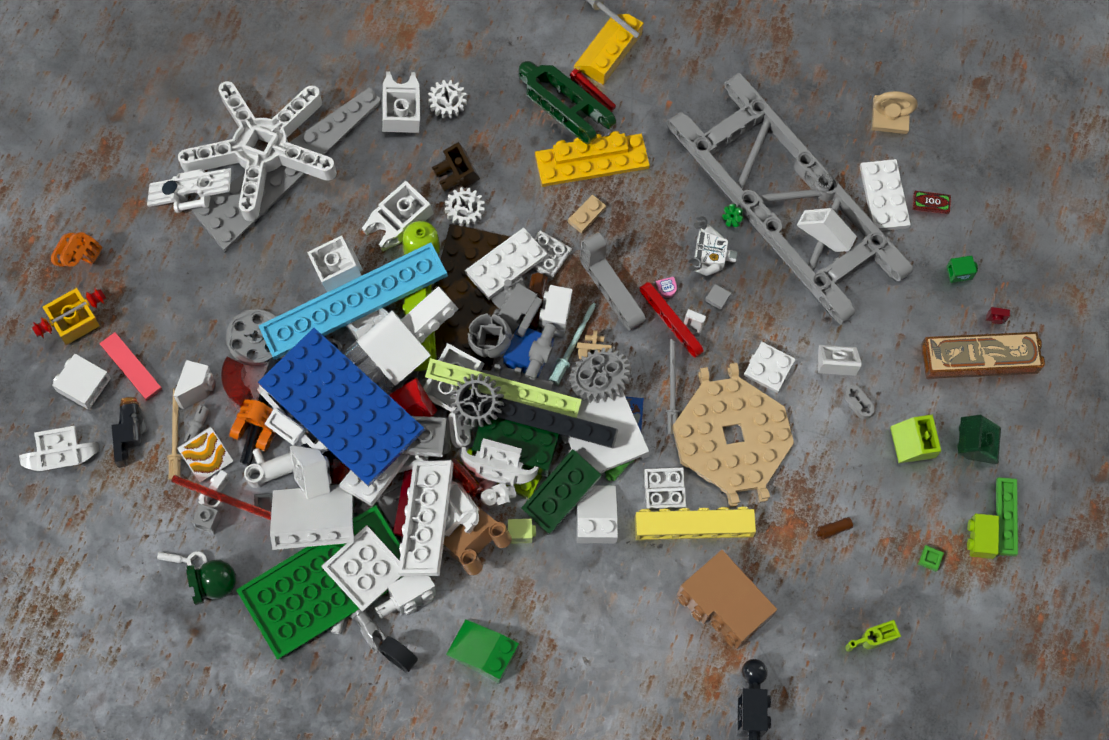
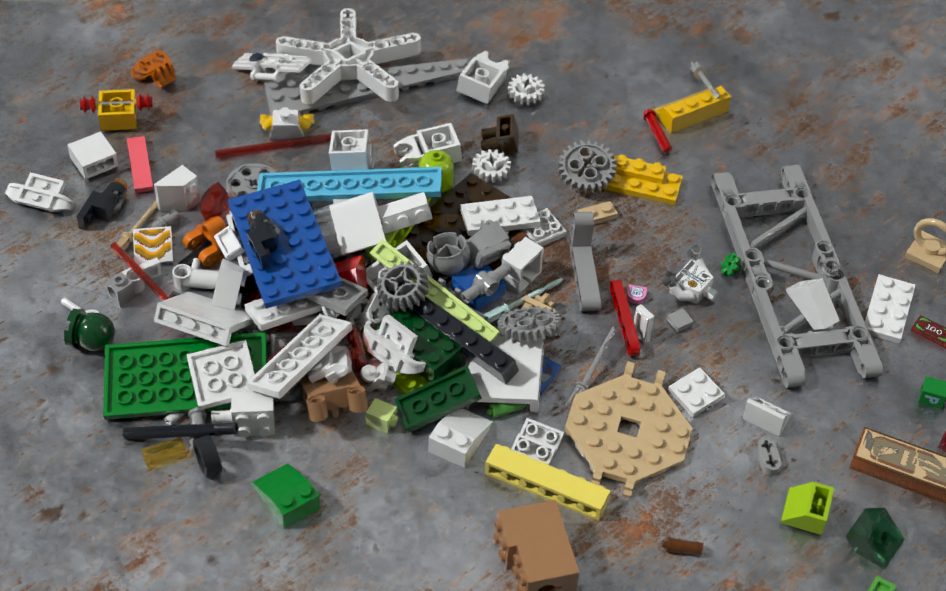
camera: 30 degrees right, 20 degrees down
(246, 254) = (286, 124): none -> white torso
(254, 273) = (273, 145): none -> clear red piece
(325, 414) = (262, 237): none -> black plate
(341, 678) = (165, 455): none -> clear yellow tile
(392, 625) = (188, 430): none -> black axle
(539, 166) = (600, 173): none -> light grey gear
(570, 118) = (627, 136): dark green piece -> none

